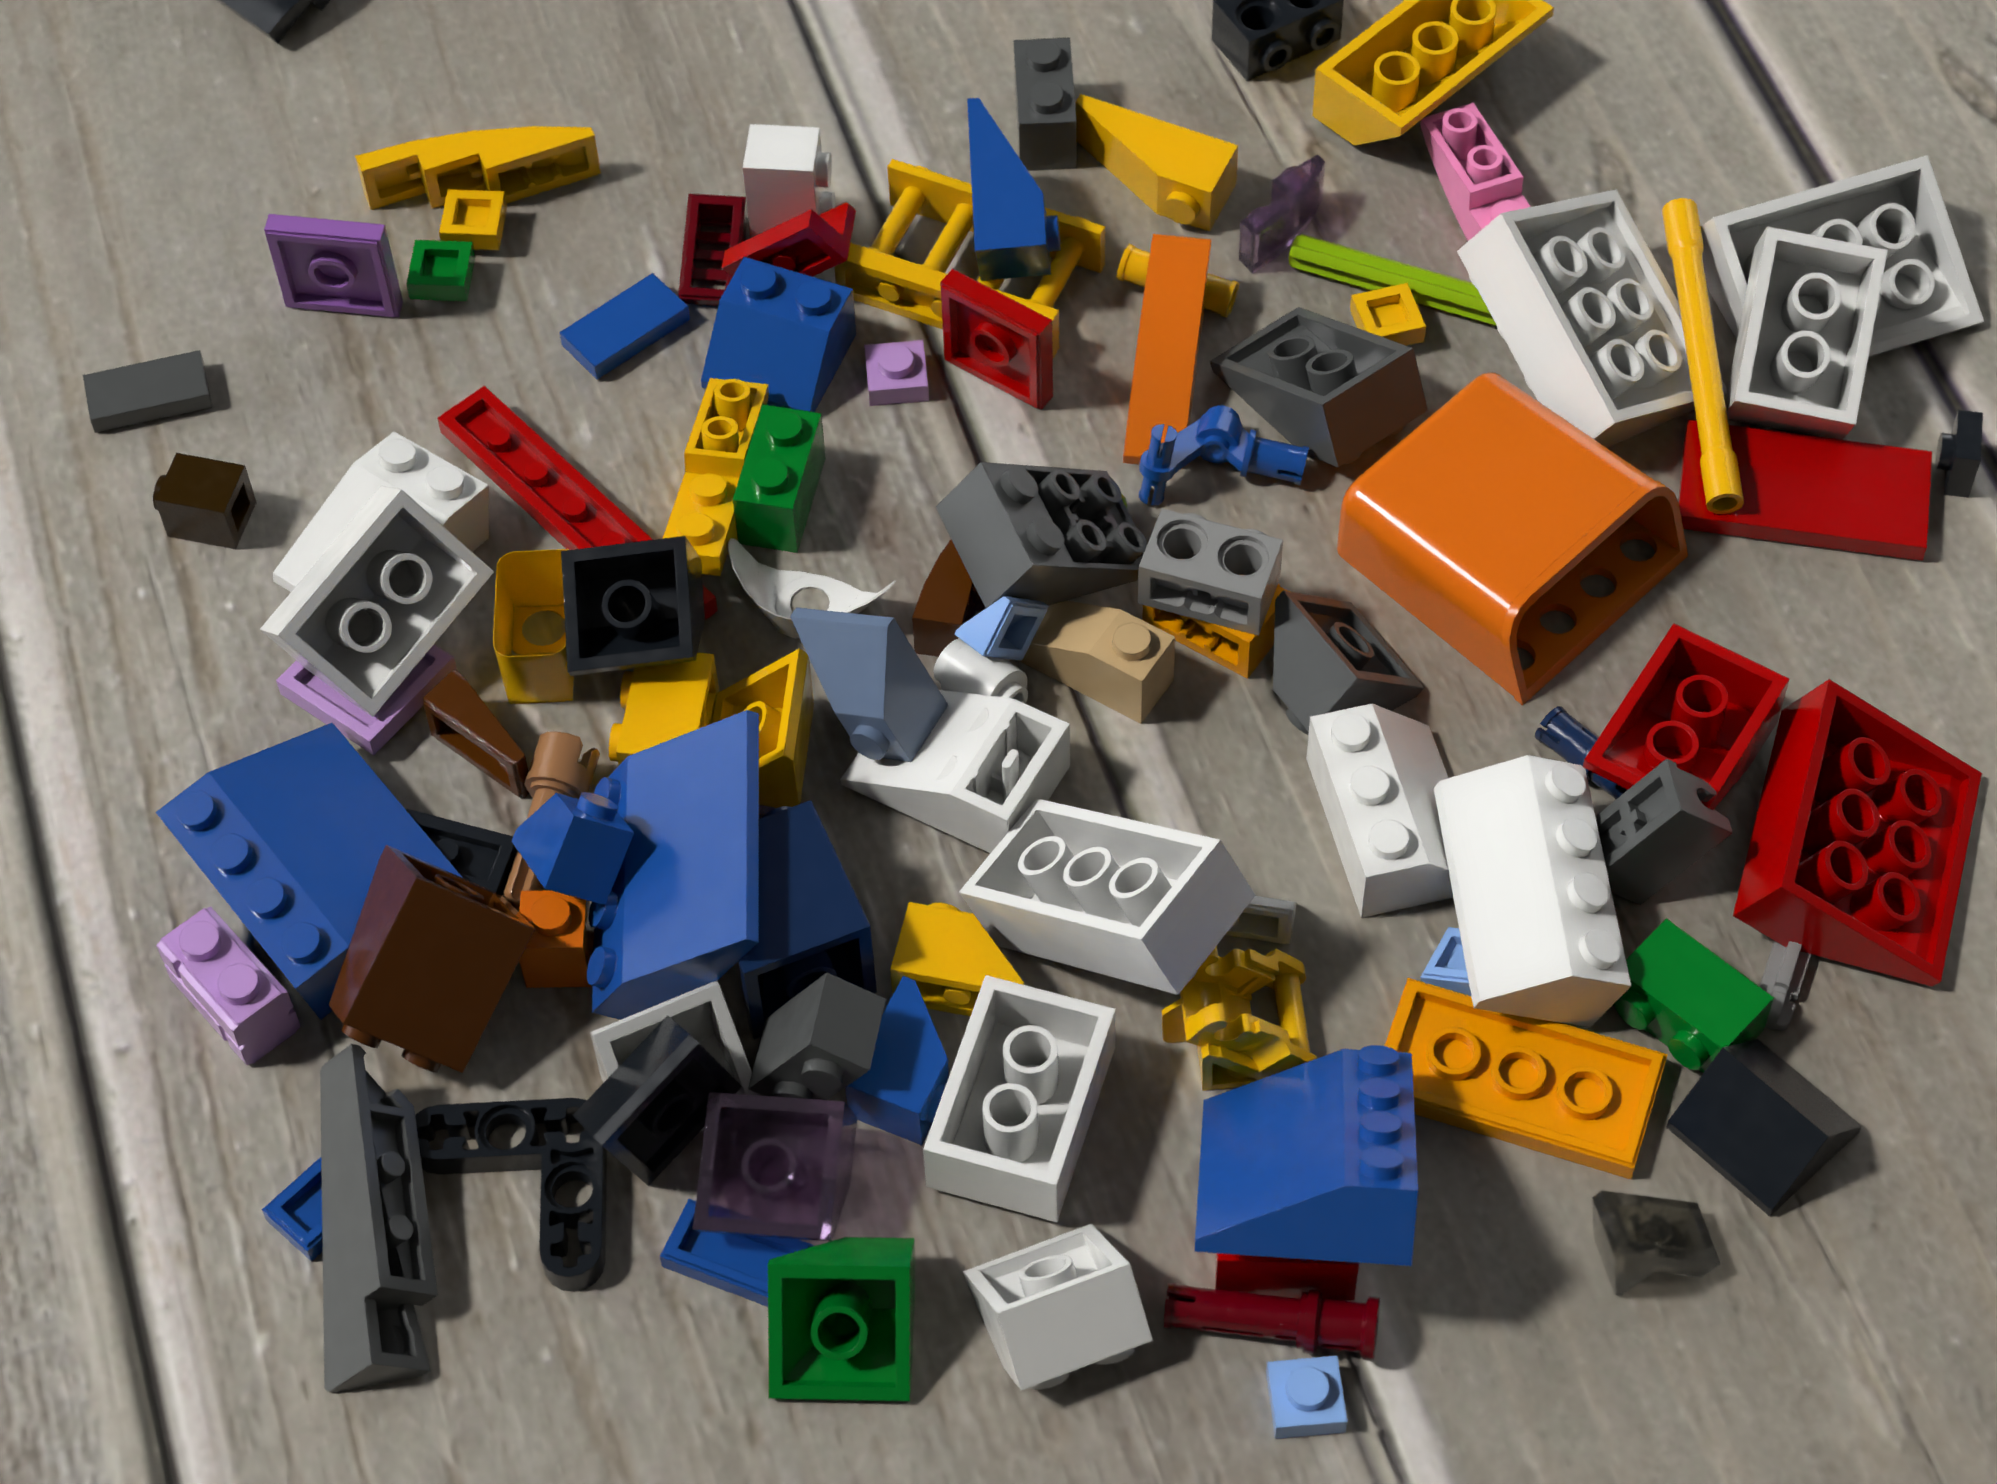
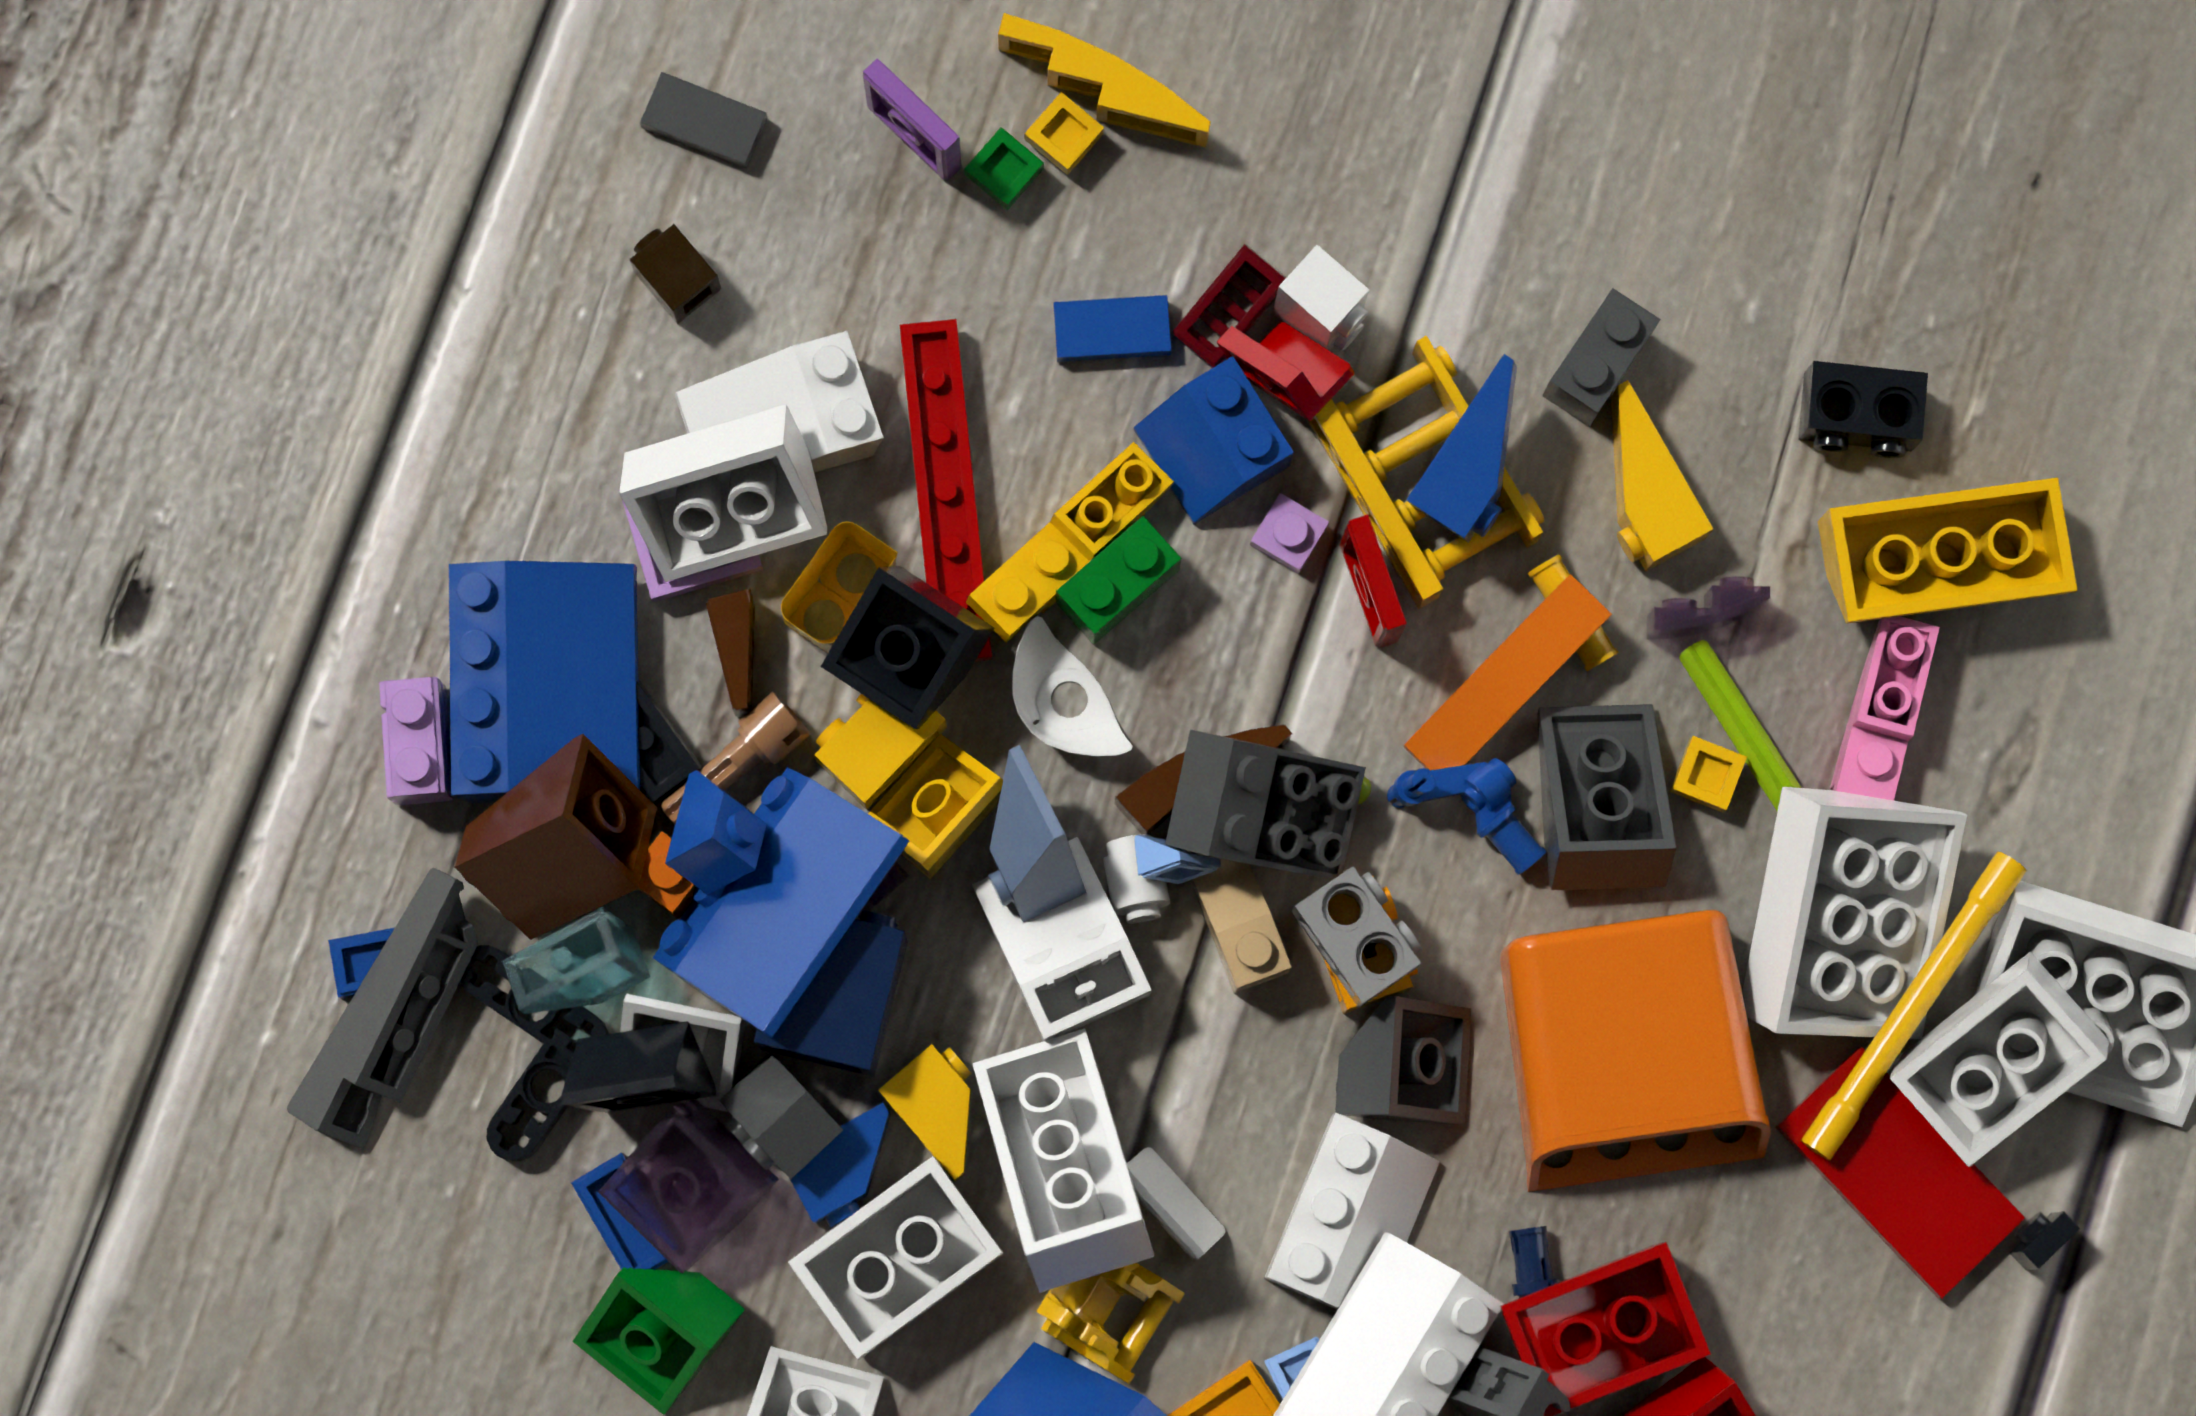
camera: 30 degrees right, 25 degrees up
(525, 1056) = (577, 965): none -> clear light blue slope

